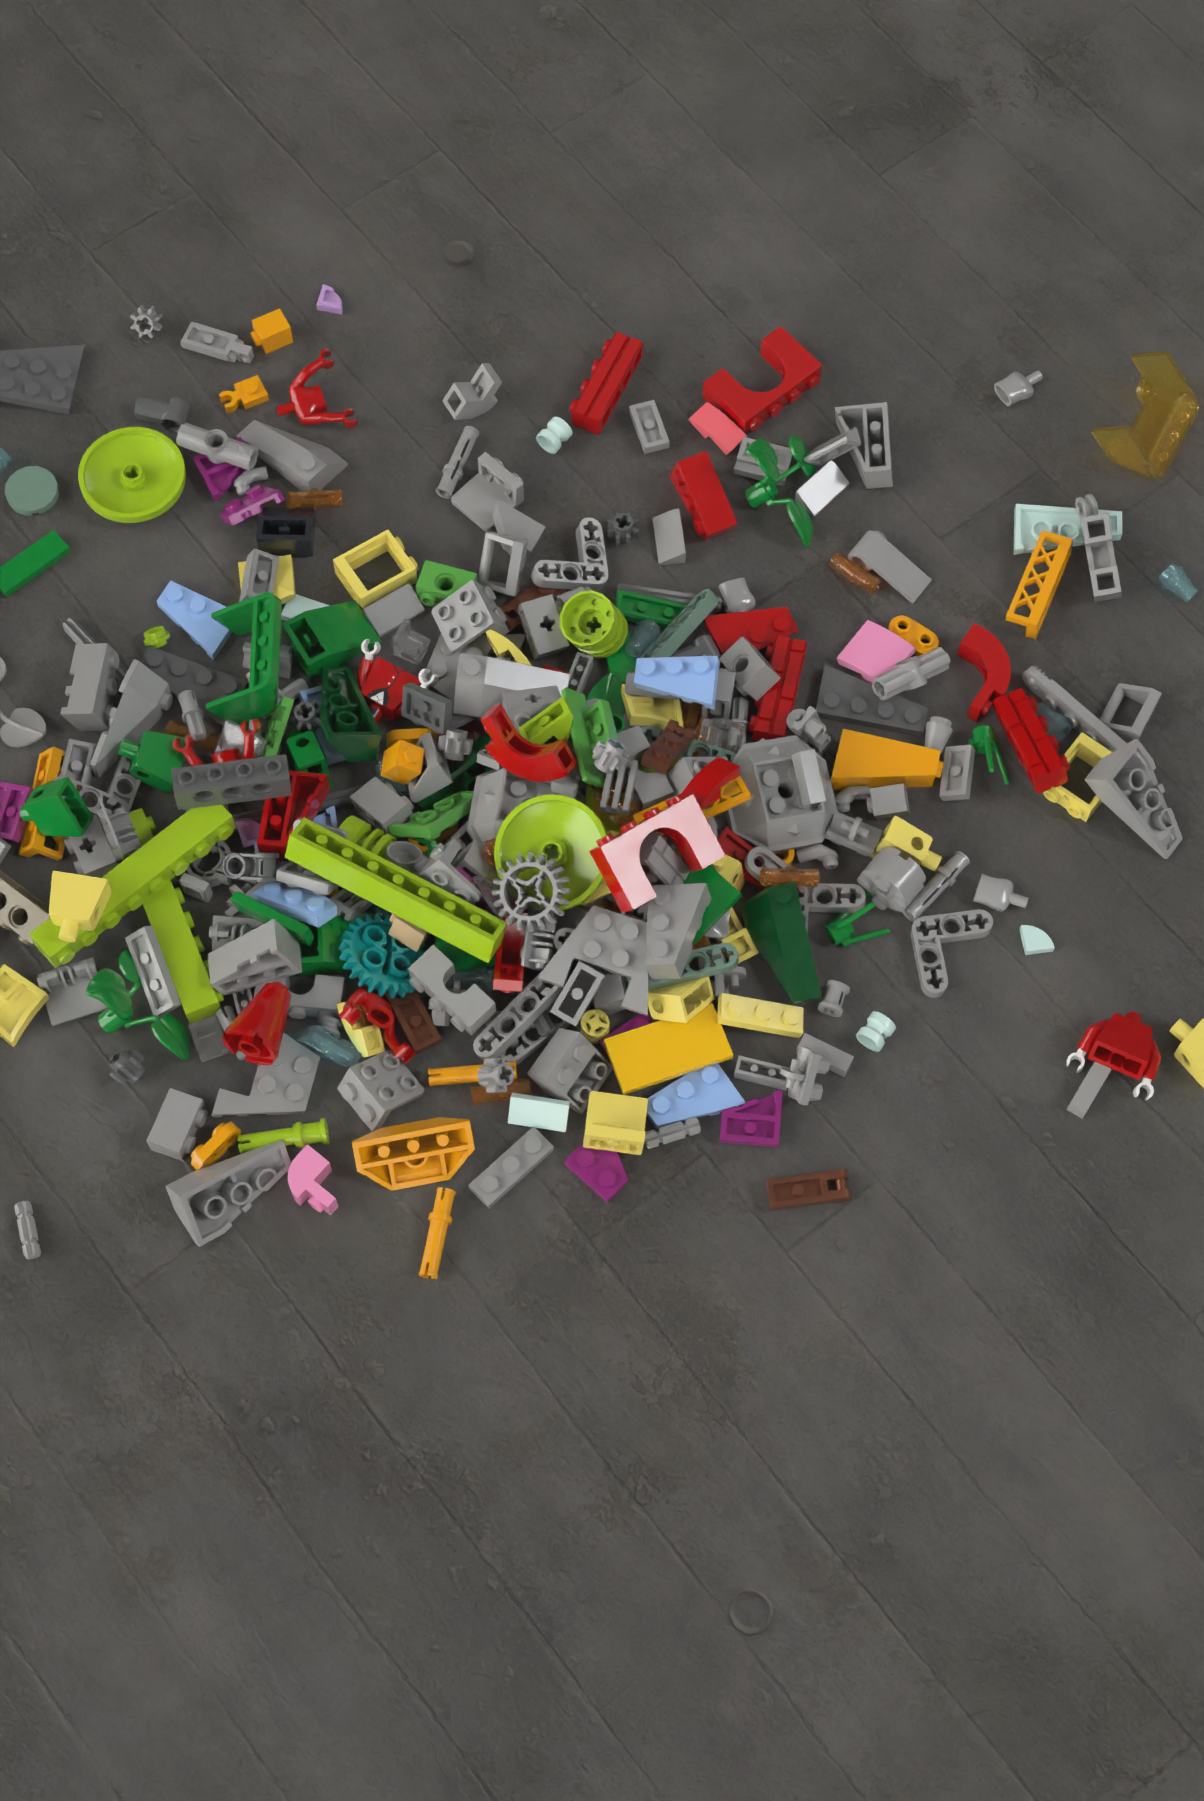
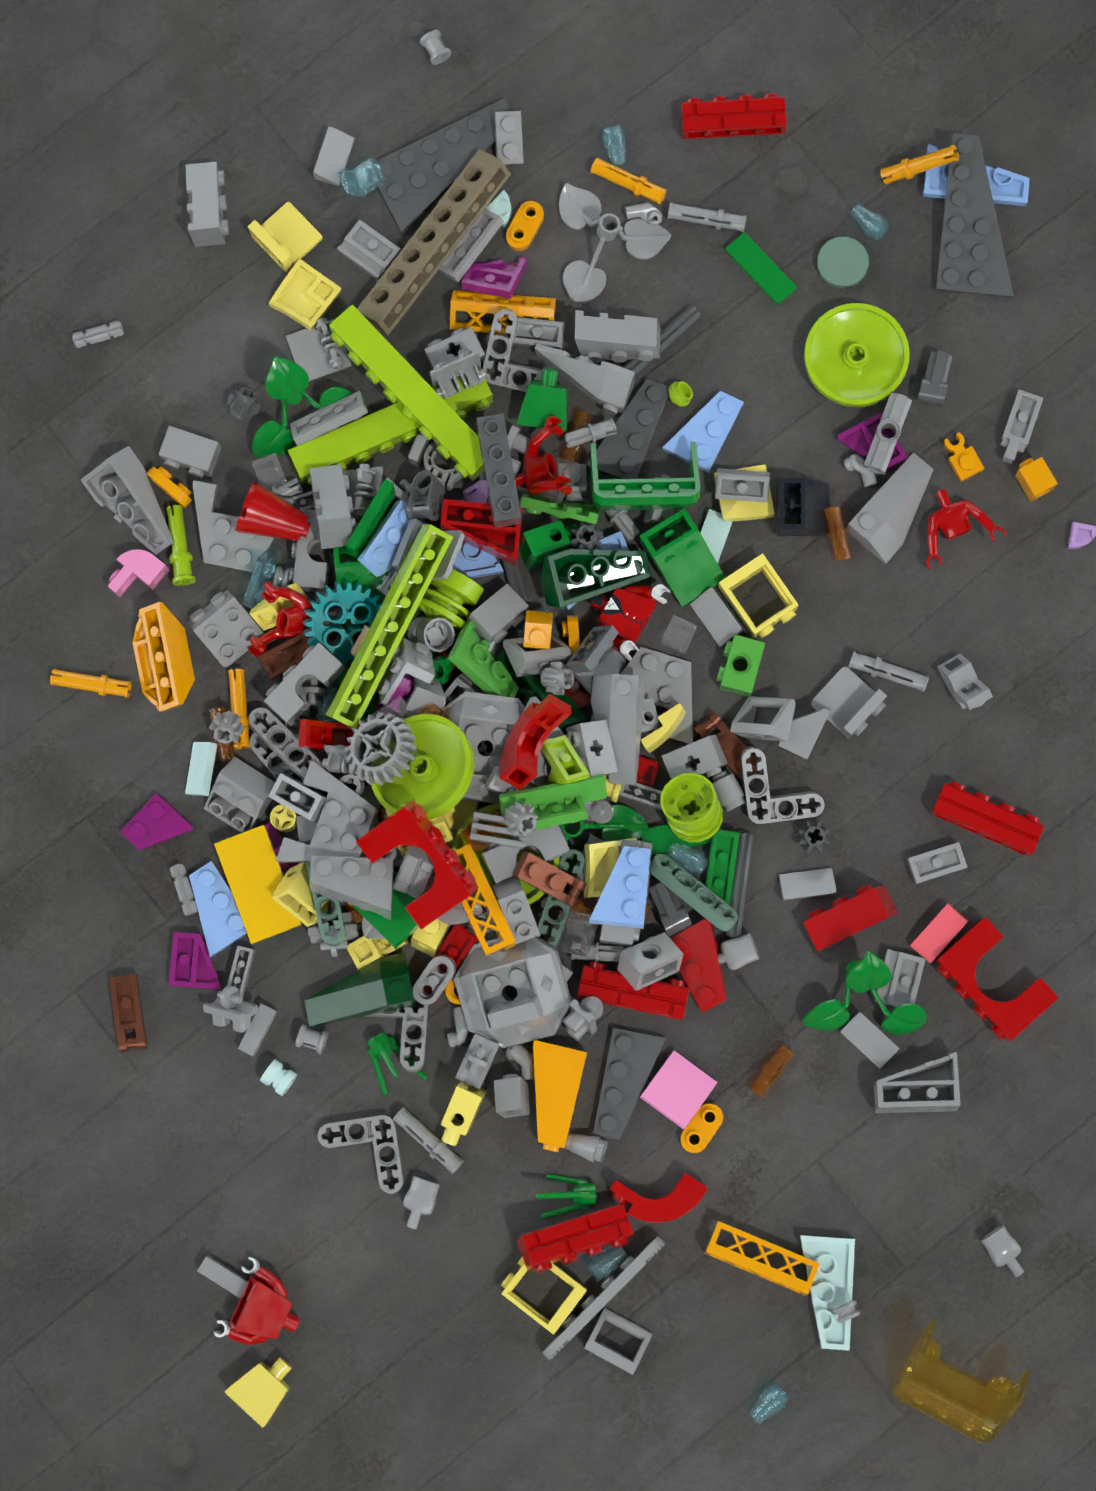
camera: 95 degrees right, 15 degrees up
(57, 809) = (482, 307): green torso -> none
(77, 903) = (375, 341): light yellow torso -> none
(152, 318) = (1041, 353): light grey gear -> none
(250, 504) = (828, 471): magenta wing -> none
(468, 615) = (703, 688): light grey bracket -> none
(511, 1167) = (152, 746): light grey plate -> none
(555, 433) = (924, 768): light aqua wheel -> none
(615, 1123) = (186, 837): light yellow bracket -> none
(708, 782) = (494, 913): red slope -> none
(760, 1015) = (292, 969): light yellow plate -> none
(789, 874) = (422, 996): clear orange pin -> none
(834, 448) = (909, 1049): light grey slope -> none
(878, 554) = (780, 1106): light grey door -> none
(892, 880) = (425, 1095): light grey brick -> none
(911, 673) = (653, 1123): light grey piece -> none
(957, 772) = (547, 1165): light grey plate -> none
(1035, 940) = (374, 1234): light aqua tile -> none
(1101, 557) = (775, 1325): light grey arch -> none
(1132, 792) = (519, 1337): light grey wedge -> none

